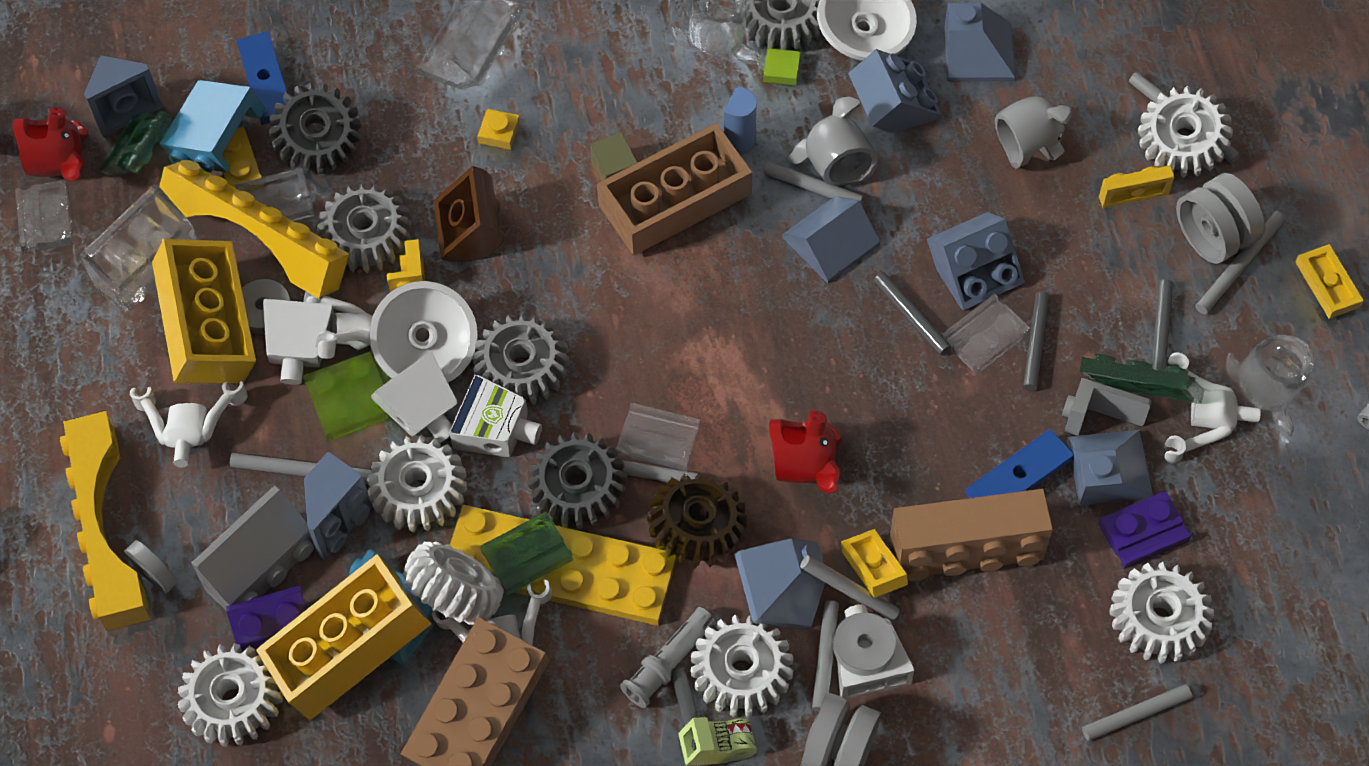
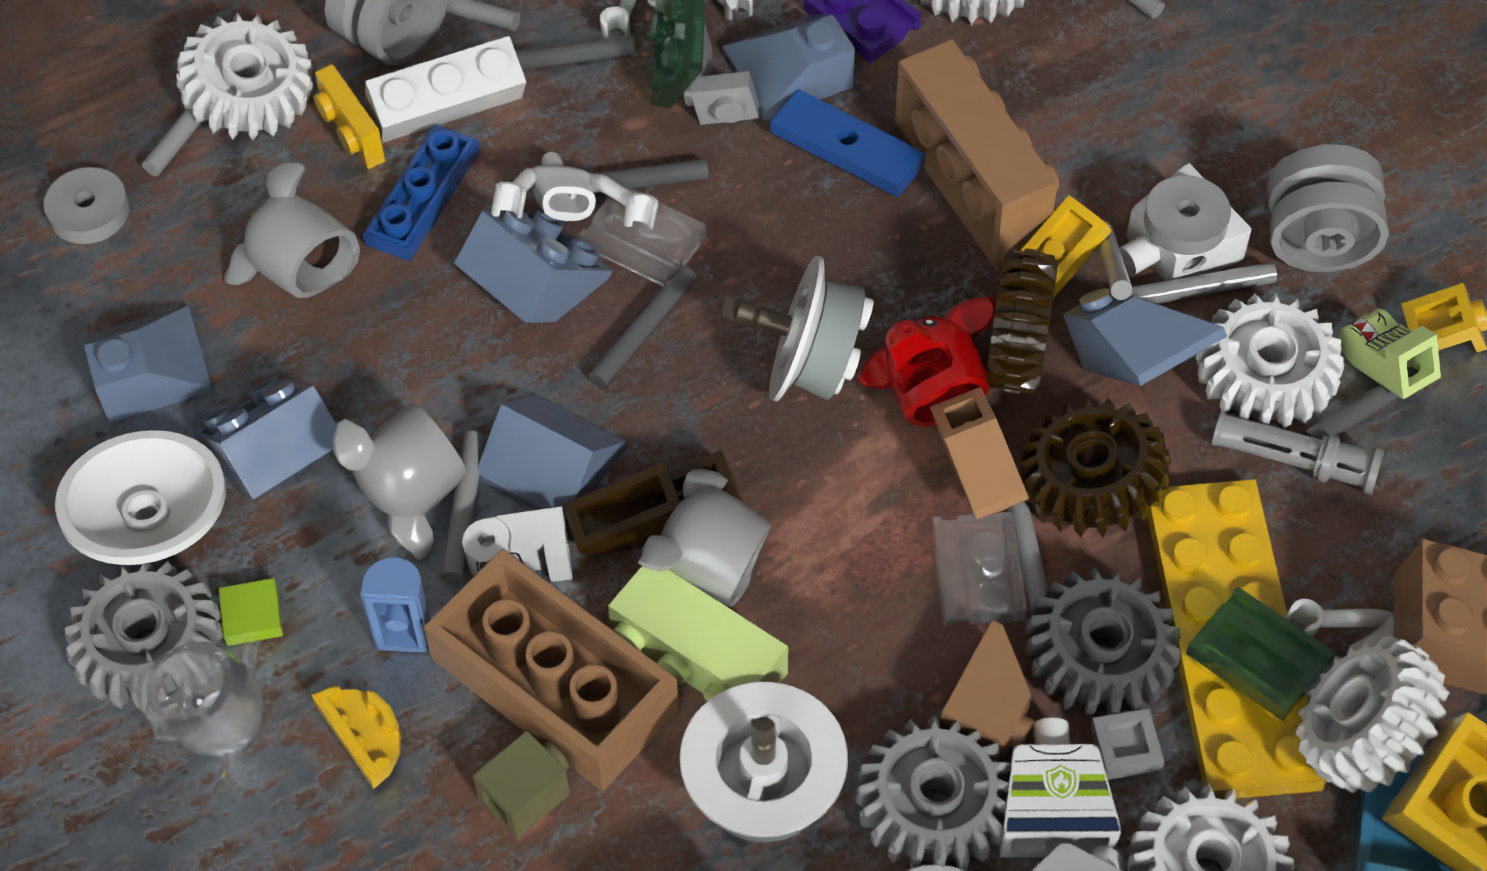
camera: 110 degrees left, 5 degrees down
(510, 472) = (1127, 743): none -> light grey plate
(567, 408) = (992, 695): none -> medium nougat slope
(569, 270) = (763, 760): none -> white piece
(668, 271) = (694, 634): none -> yellowish green brick
(682, 101) = (364, 728): none -> yellow plate
(721, 281) = (709, 539): none -> light grey piece
(729, 453) = (979, 453): none -> medium nougat slope
(768, 213) = (531, 537): none -> white leg
(769, 279) = (636, 506): none -> dark brown slope
(815, 508) = (1021, 321): none -> dark brown gear
(848, 383) = (816, 333): none -> piece
(1020, 282) = (569, 193): none -> white piece
(1053, 208) = (421, 193): none -> blue tile
(1110, 51) = (91, 223): none -> light grey piece
(1136, 240) = (445, 89): none -> white brick

